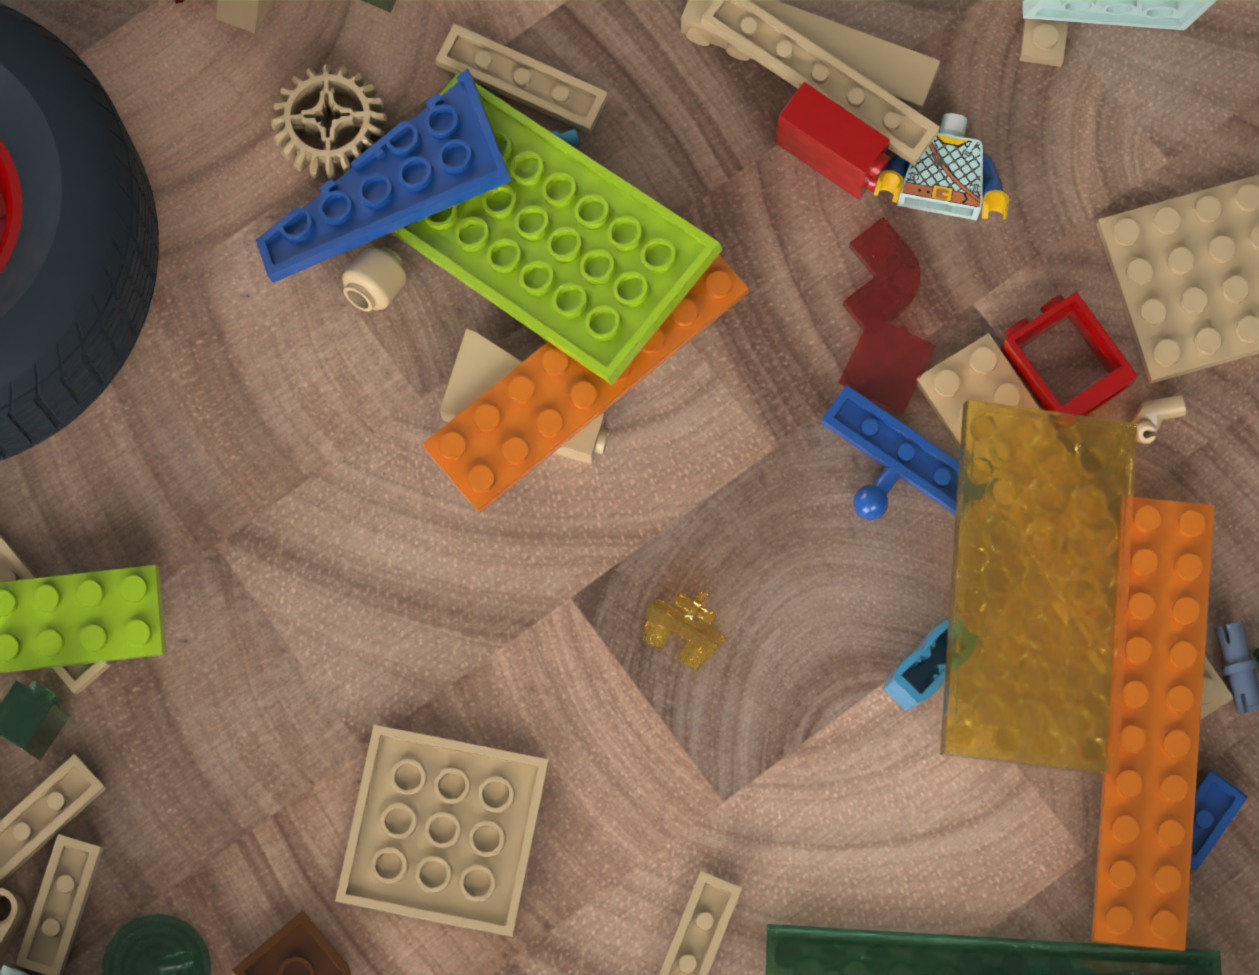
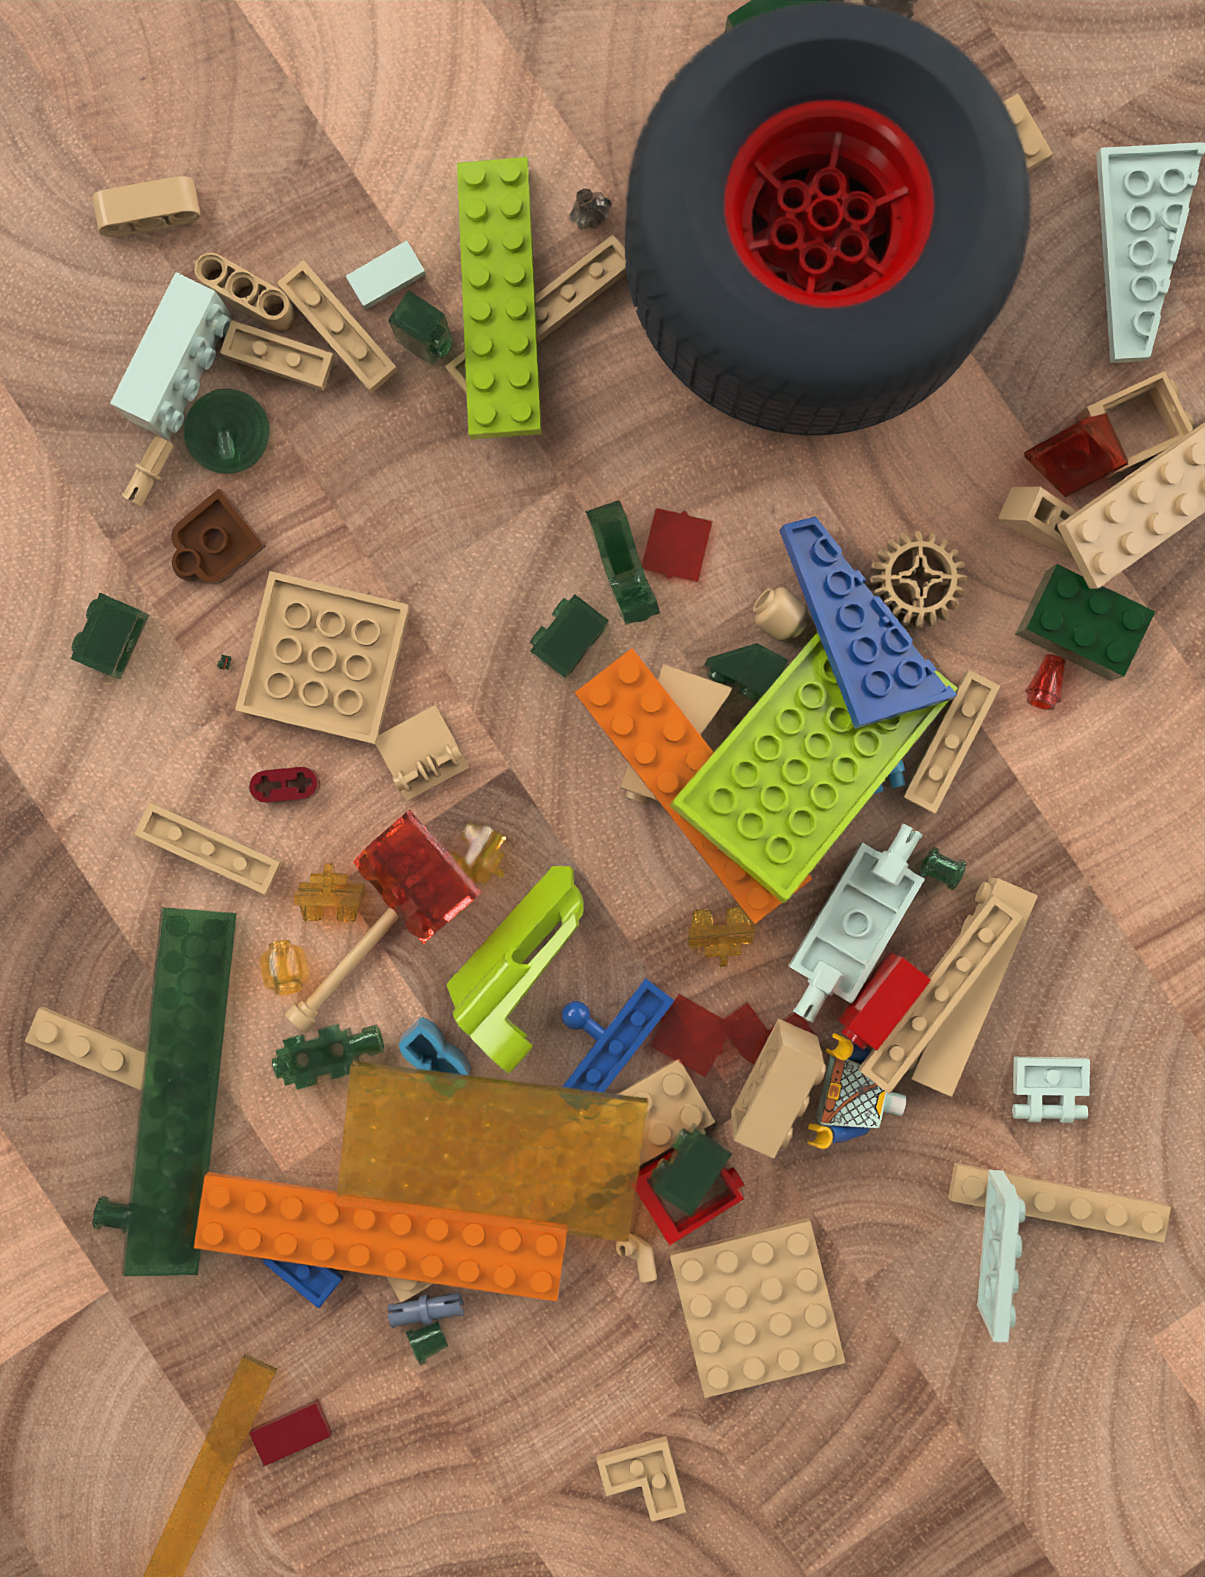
camera: 90 degrees right, 10 degrees up
(291, 407) = (676, 545): none -> clear red piece
(318, 469) = (621, 563): none -> clear green arch
(408, 528) = (568, 636): none -> clear green brick
(442, 310) = (749, 668): none -> clear green slope
(451, 959) = (224, 662): none -> clear green piece
(557, 704) = (421, 753): none -> tan hinge
(592, 874) = (285, 793): none -> dark red beam
(672, 82) = (942, 868): none -> clear green bush
(711, 694) = (416, 877): none -> clear red slope
(733, 807) = (329, 890): none -> clear yellow hips
(741, 178) = (856, 922): none -> light aqua plate
(760, 318) = (720, 939): none -> clear yellow hips
(832, 859) = (284, 968): none -> clear yellow head
(833, 598) = (496, 979): none -> lime panel
(885, 832) = (303, 1014): none -> tan piece
(941, 812) = (321, 1056): none -> clear green brick
(942, 255) = (777, 1089): none -> tan brick
(1042, 350) = (690, 1168): none -> clear green brick

